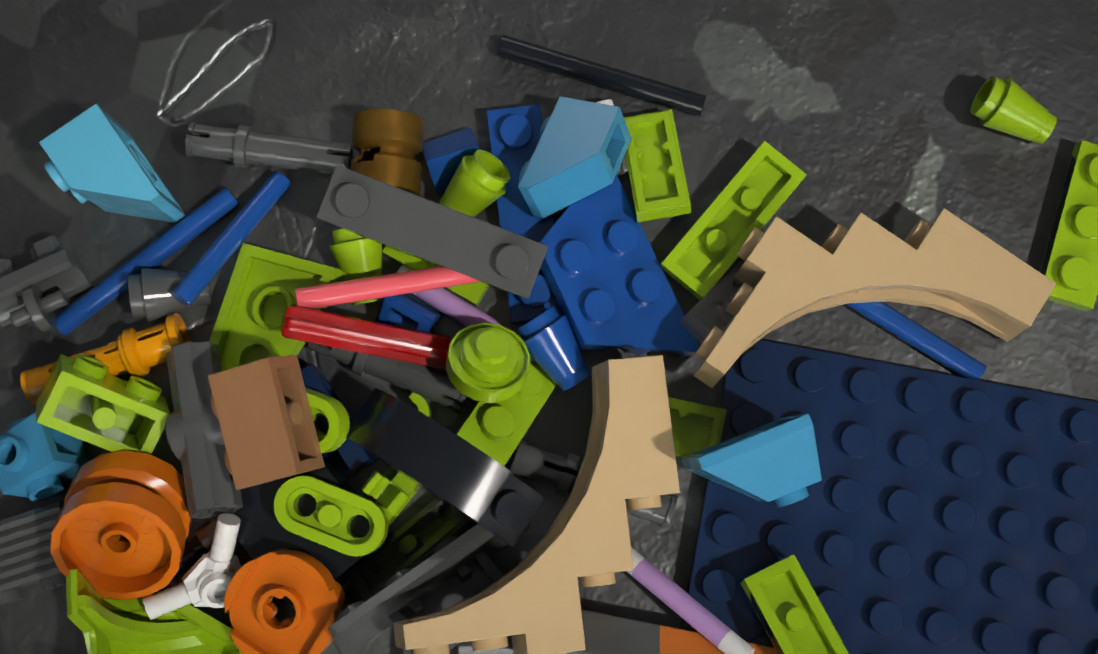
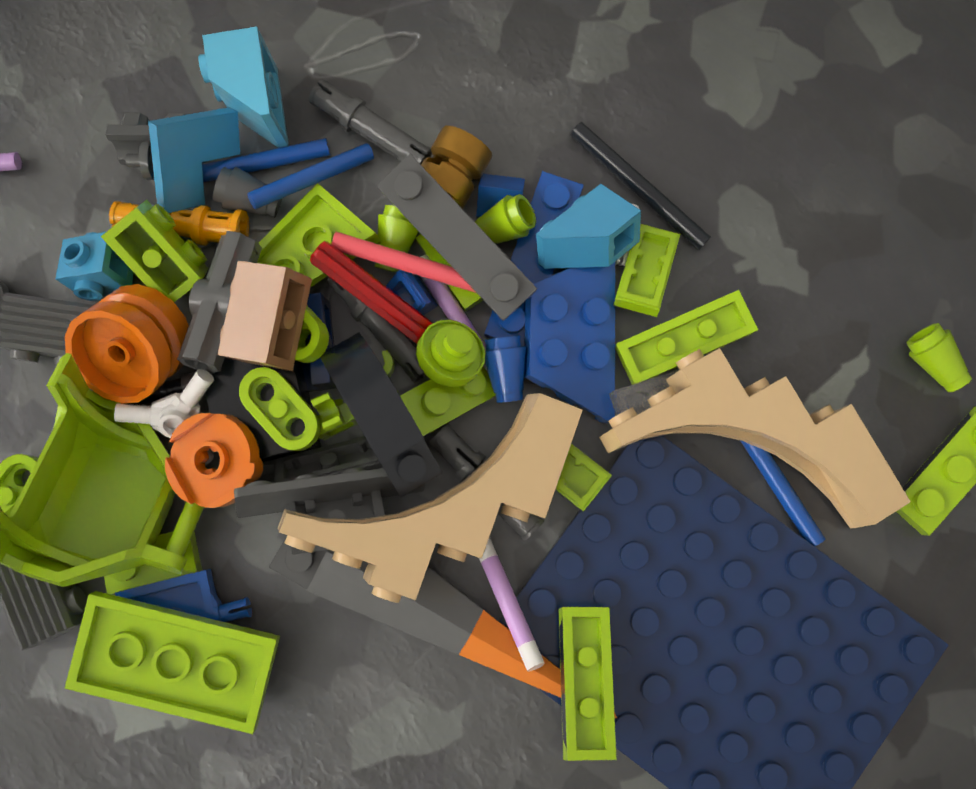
camera: 30 degrees right, 0 degrees up
(71, 279) = (180, 148): none -> dark azure tile
(764, 462) = (620, 527): dark azure slope -> none

